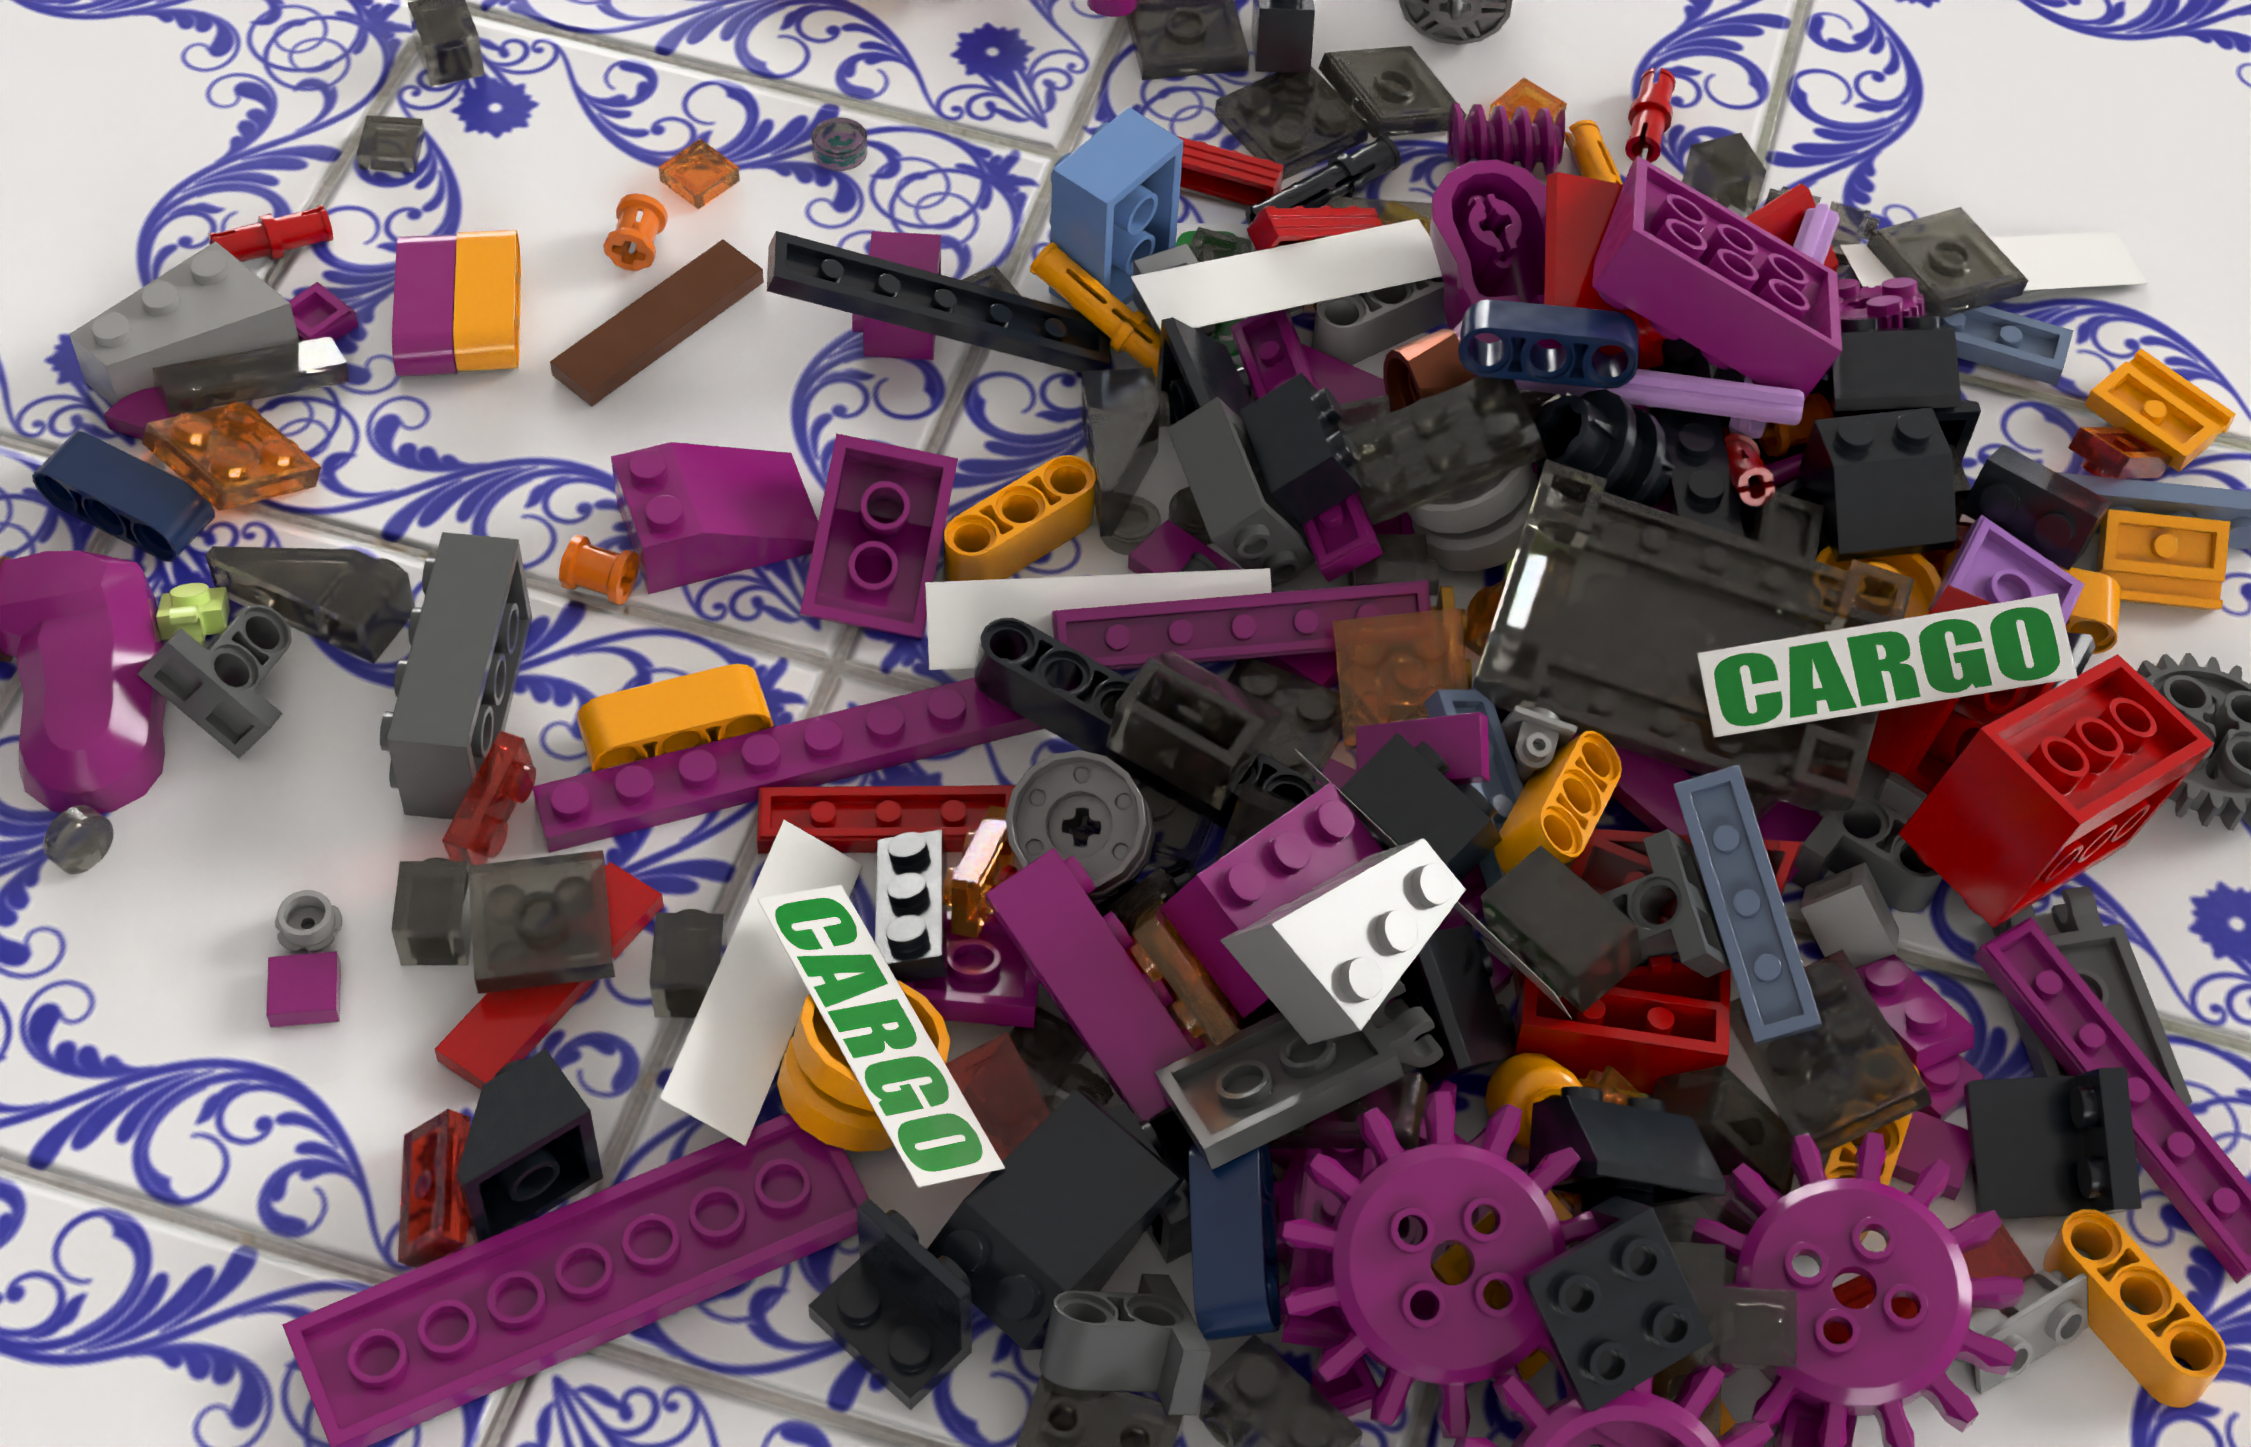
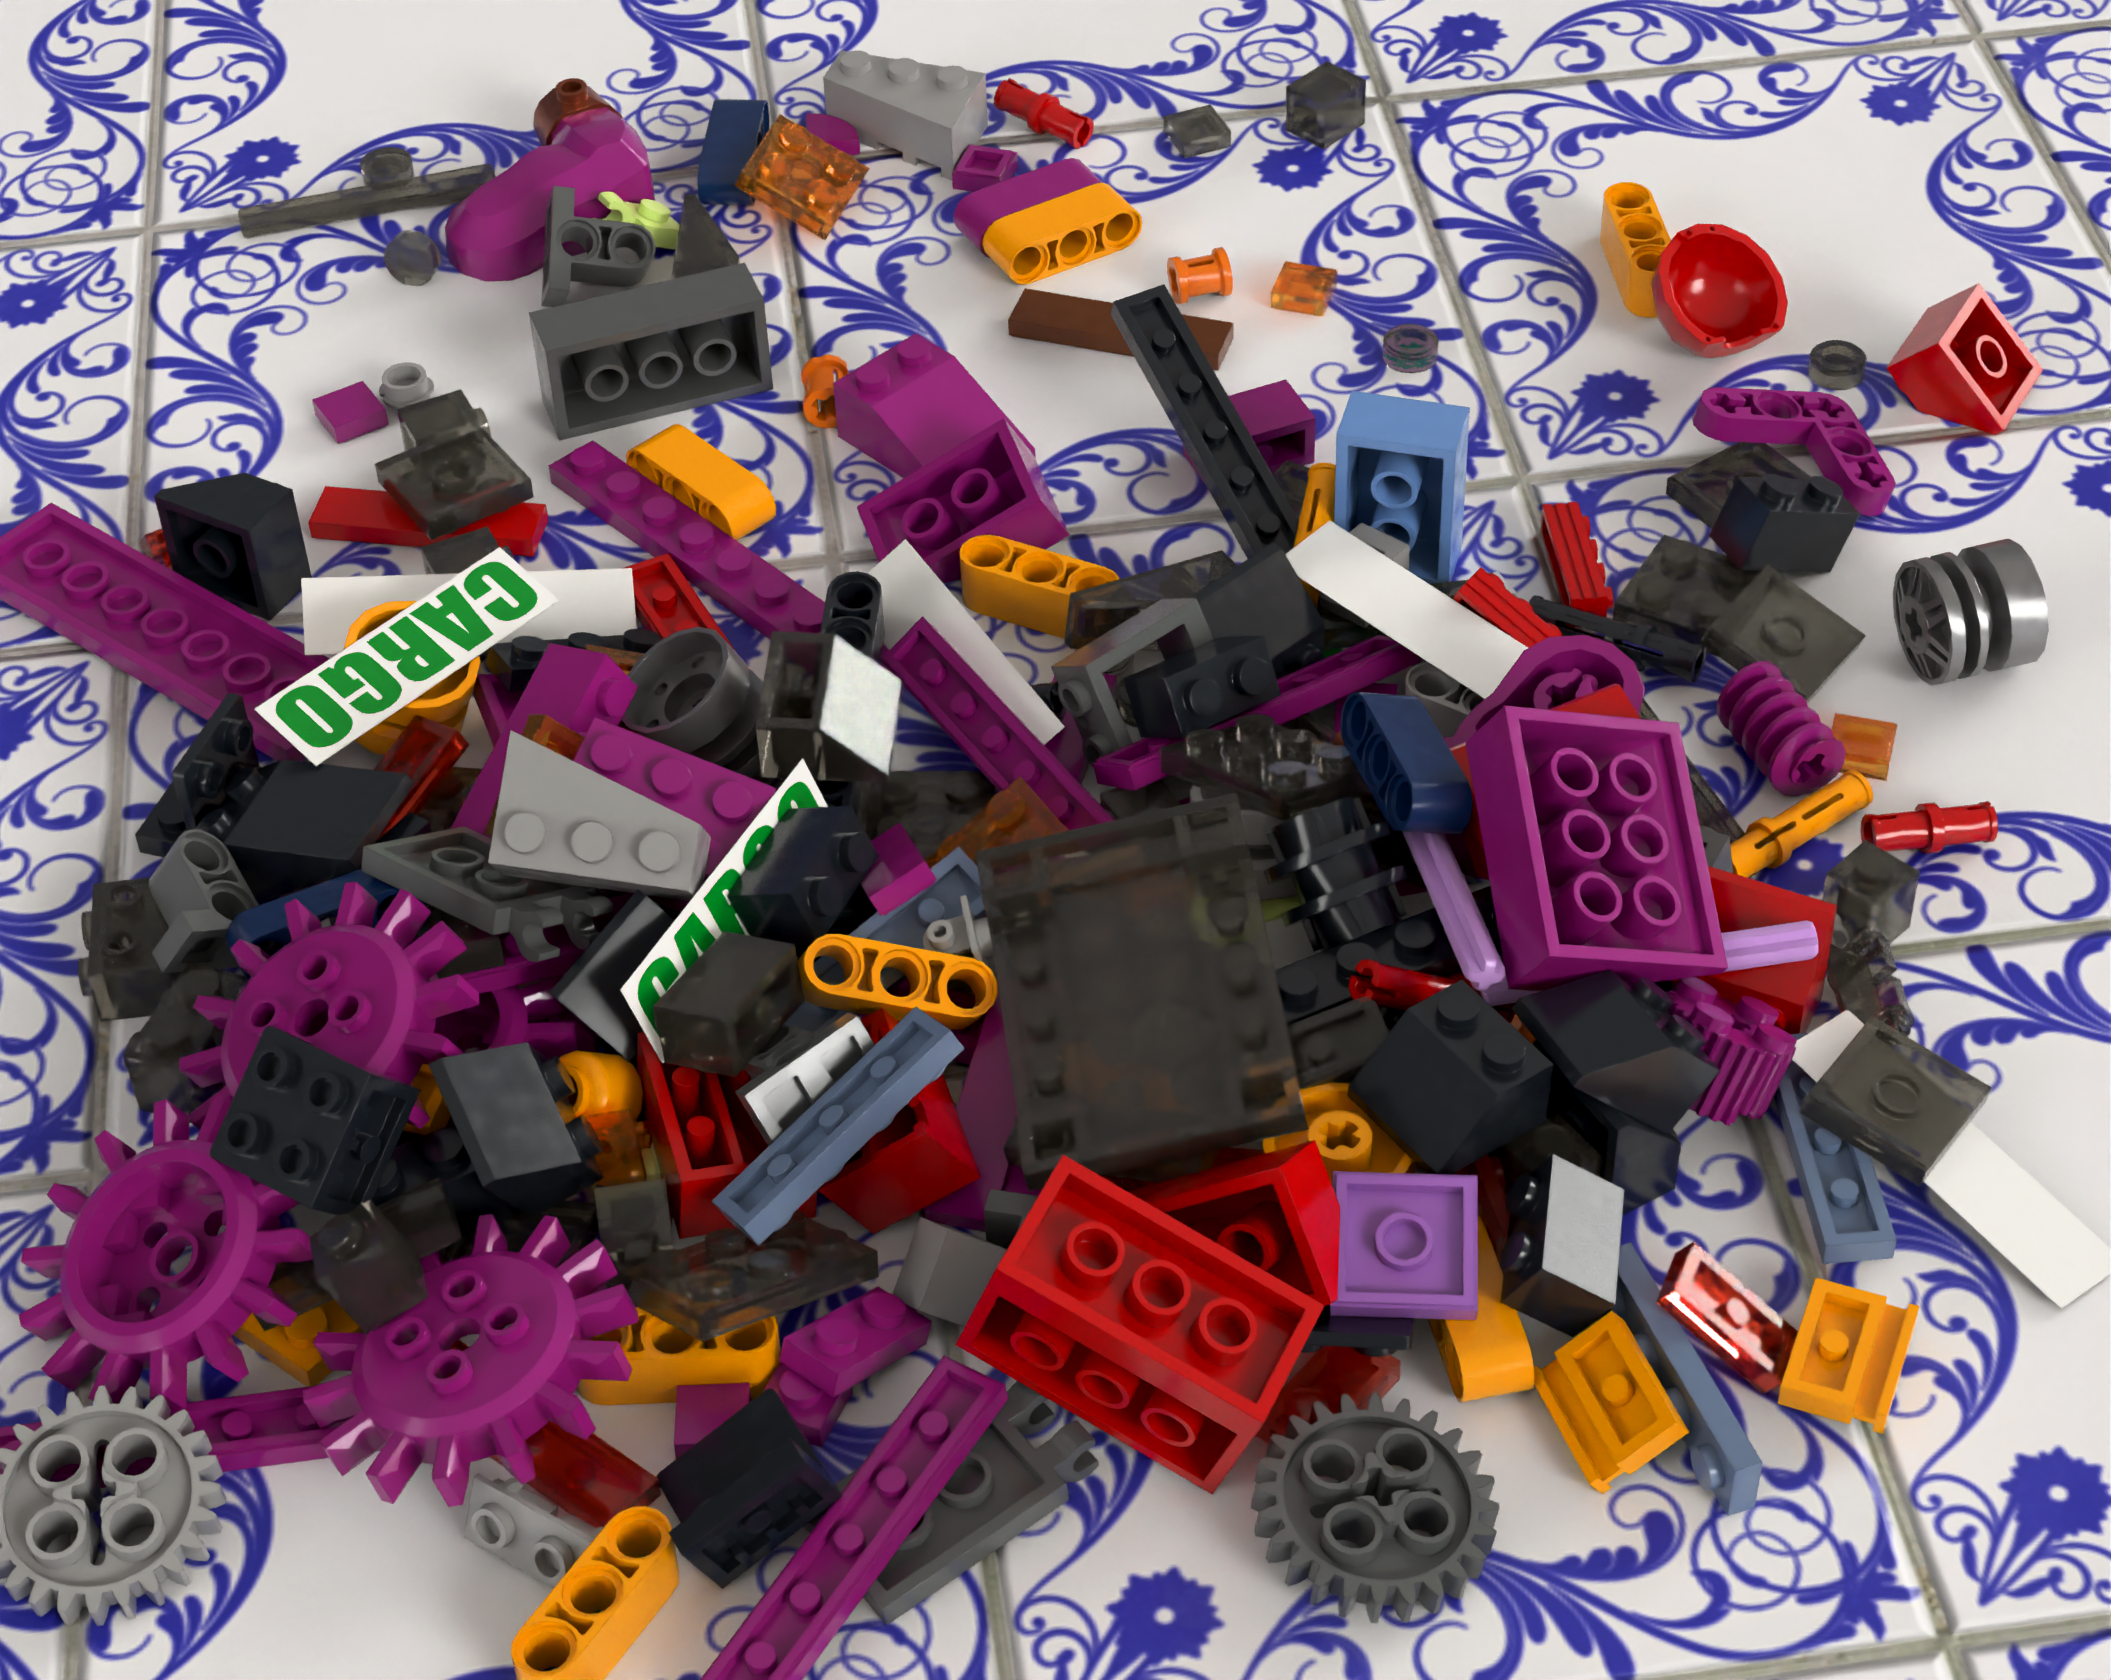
camera: 70 degrees right, 10 degrees down
(250, 375) = (890, 156): clear smoke tile -> none
(482, 818) = (554, 419): clear red plate -> none
(1886, 665) = (1175, 1124): sticker -> none

